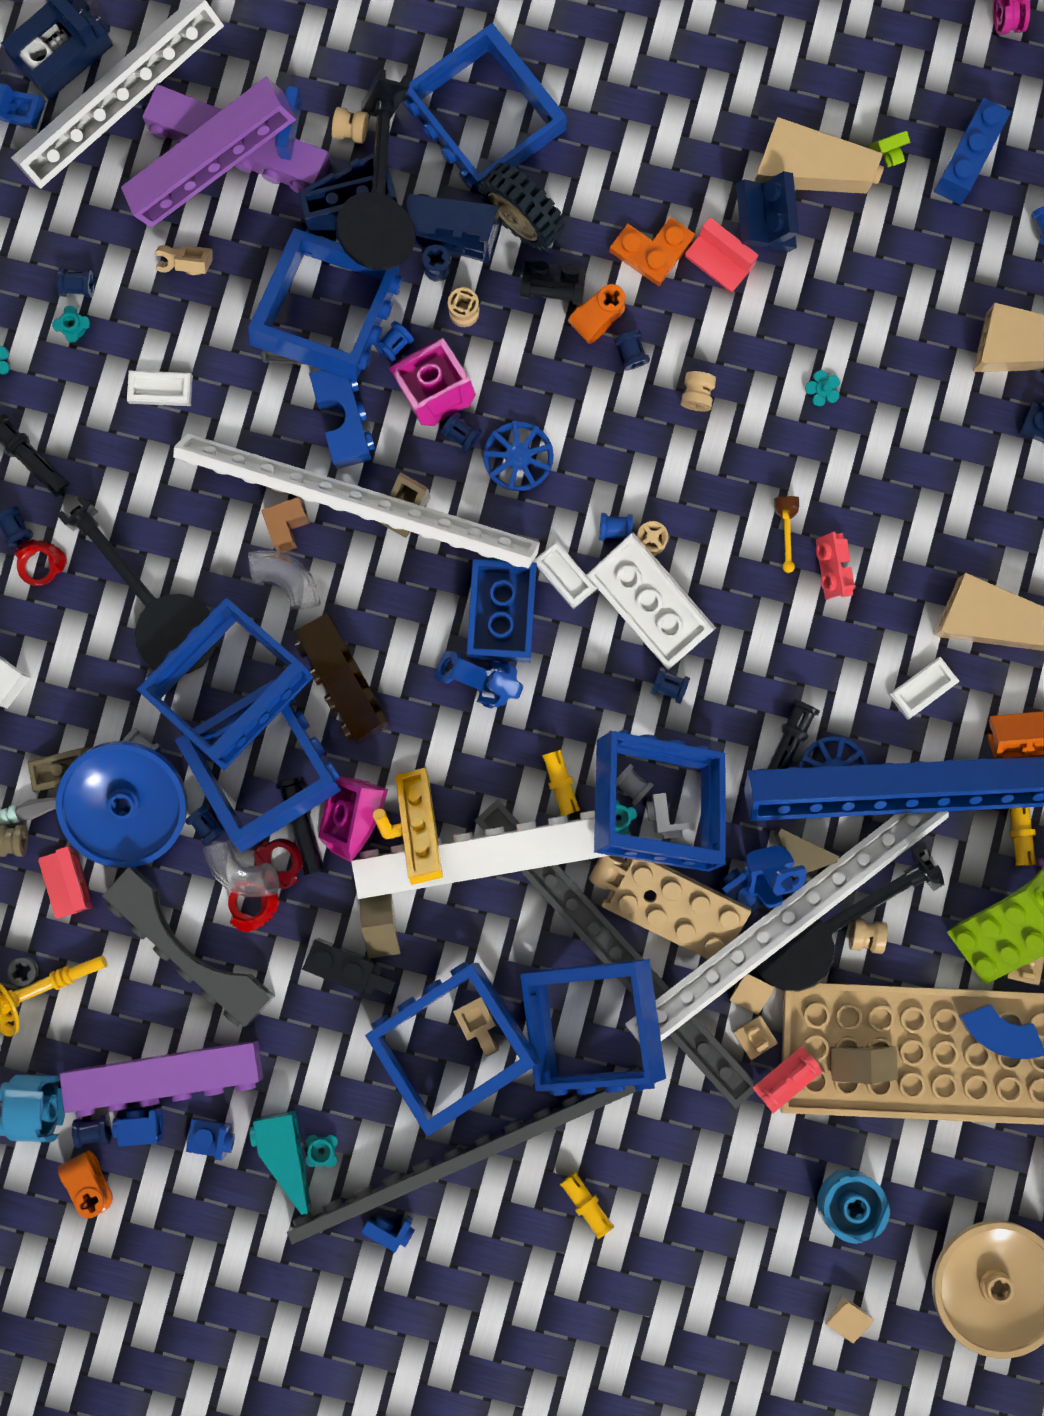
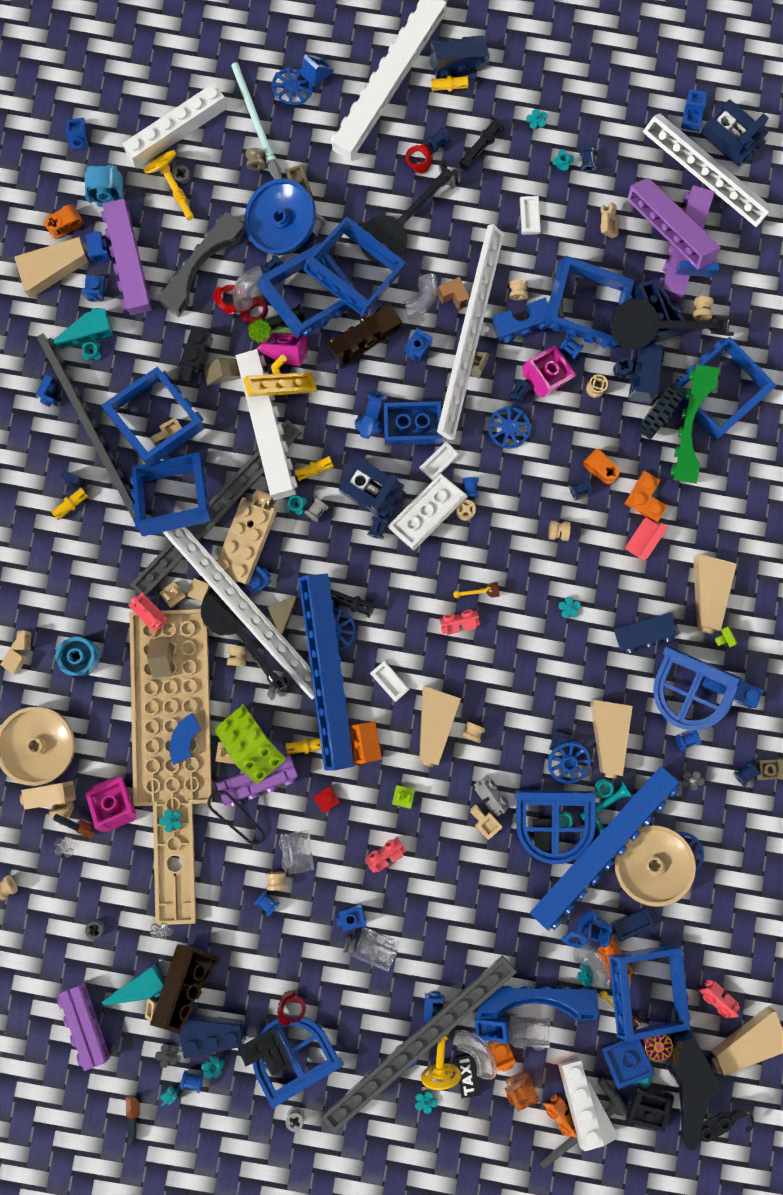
camera: 85 degrees right, 0 degrees up
(65, 882) = (234, 193): coral panel -> none
(91, 1131) = (93, 220): dark blue bush -> none
(161, 1214) = (50, 264): none -> tan slope
(288, 417) = (518, 289): none -> tan wheel
(320, 854) = (259, 330): none -> clear neon green gear
(357, 582) = (418, 352): none -> blue brick
(485, 133) = (703, 383): none -> green arch
(546, 1198) = (71, 479): none -> dark blue plate
(553, 281) = (617, 437): black plate -> none
(621, 665) = (381, 505): none -> dark blue brick
(658, 812) = (300, 526): white bracket -> none
(713, 802) = (336, 531): blue window -> none
(768, 212) = (674, 562): dark blue bracket -> none
(771, 874) = (262, 594): blue piece -> none
(817, 1302) = (22, 641): none -> tan slope
(877, 268) = (647, 632): none -> dark blue wedge
(946, 186) = (702, 669): none -> blue window
(1017, 559) = (473, 732): none -> tan wheel

